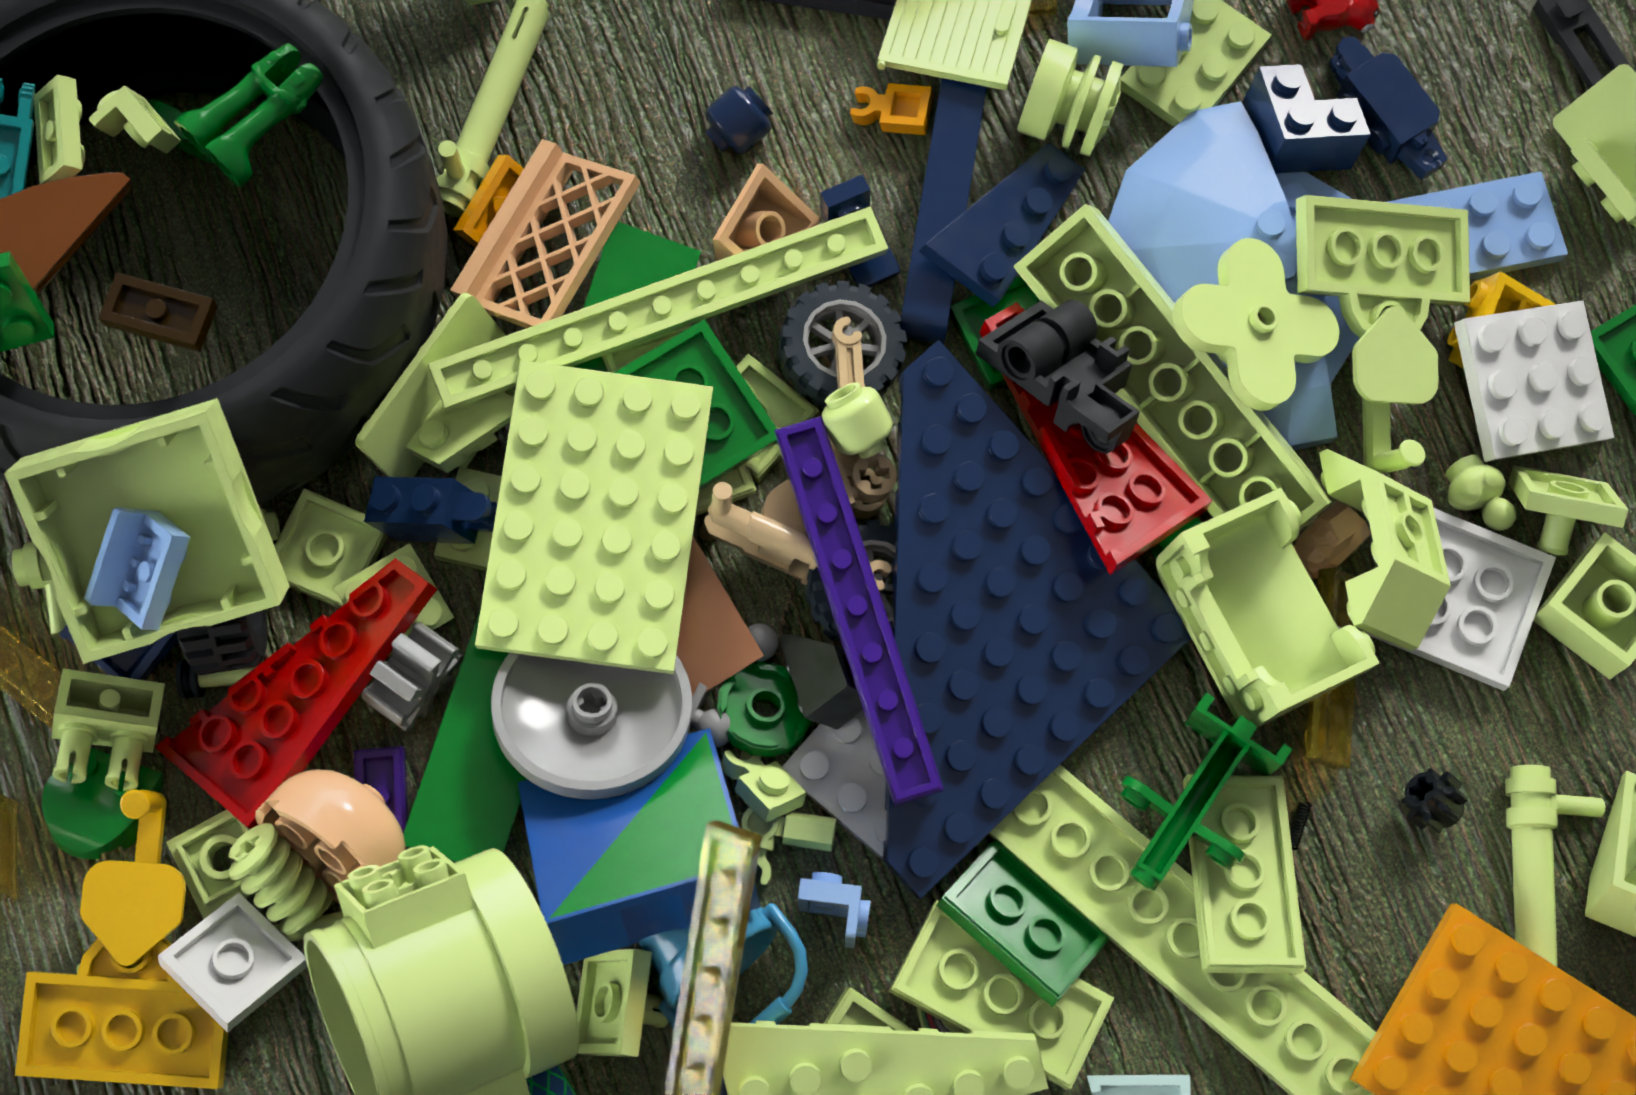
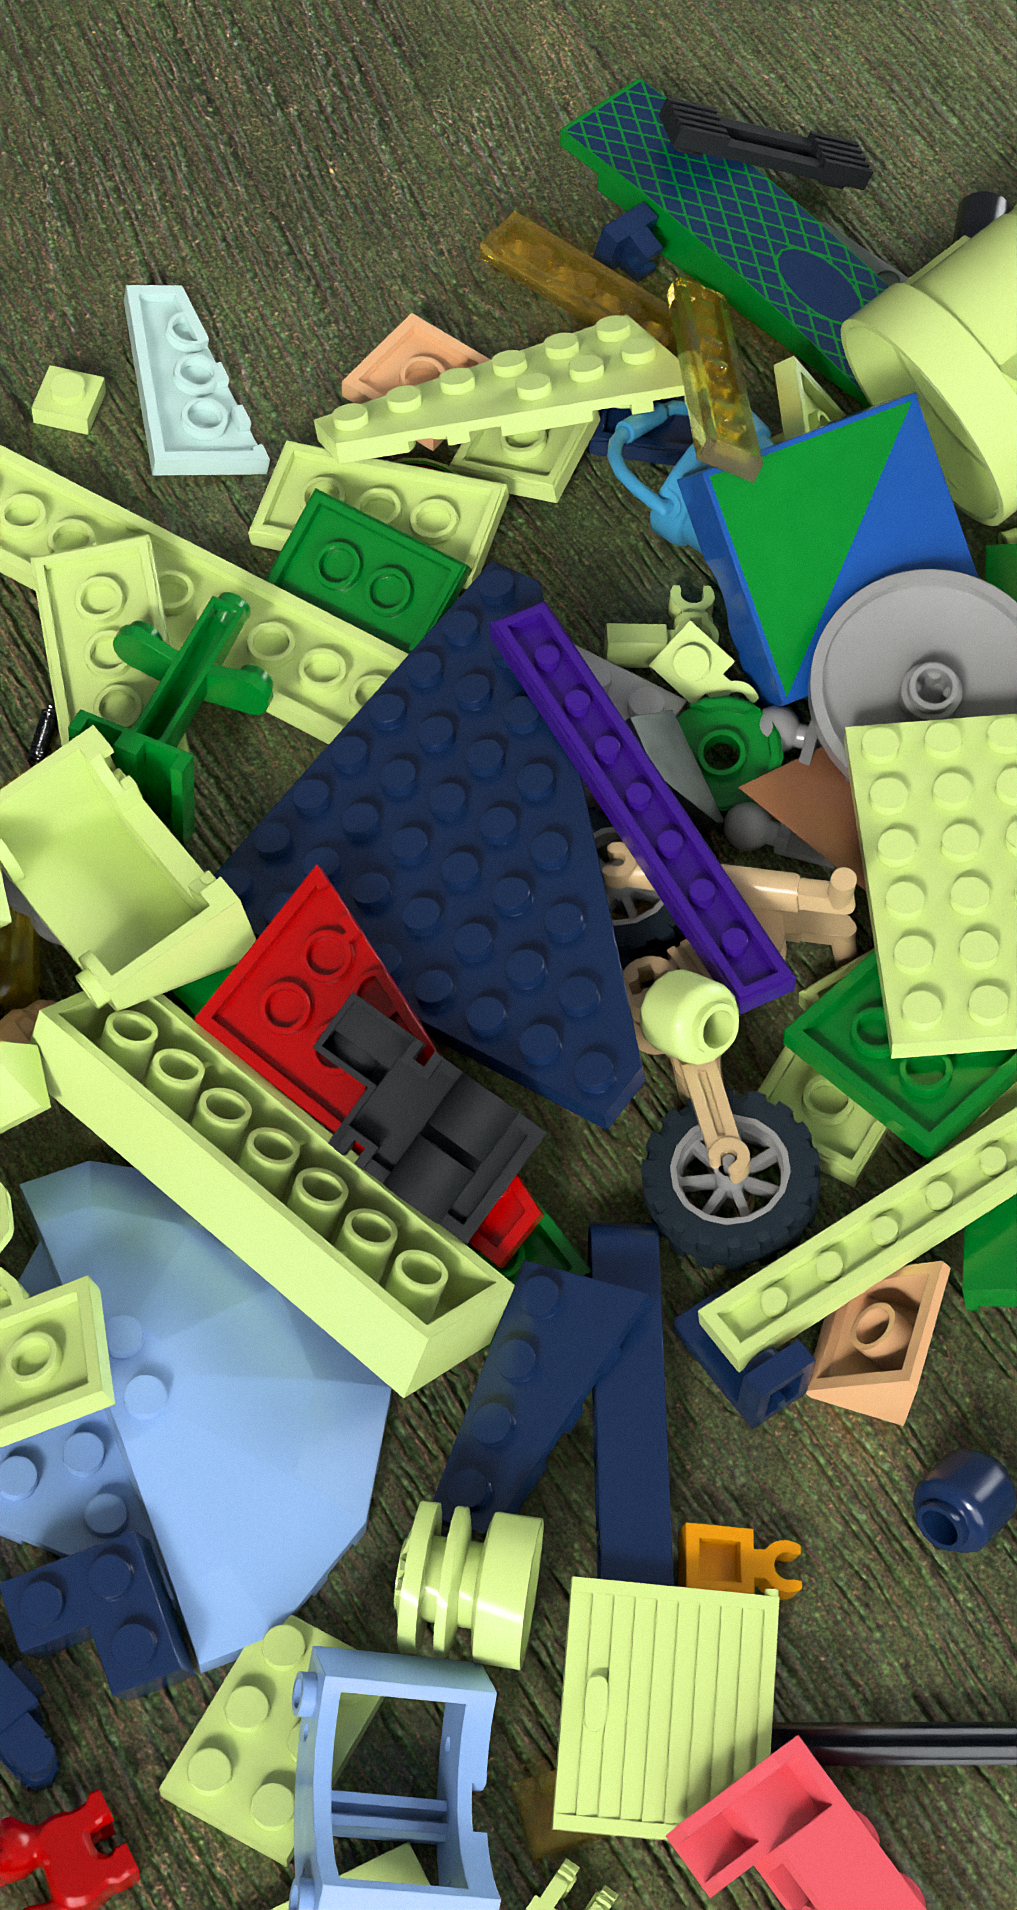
camera: 165 degrees right, 15 degrees down
(828, 896) = (591, 551): light blue bracket -> none
(1255, 324) = (159, 1220): yellowish green plant -> none

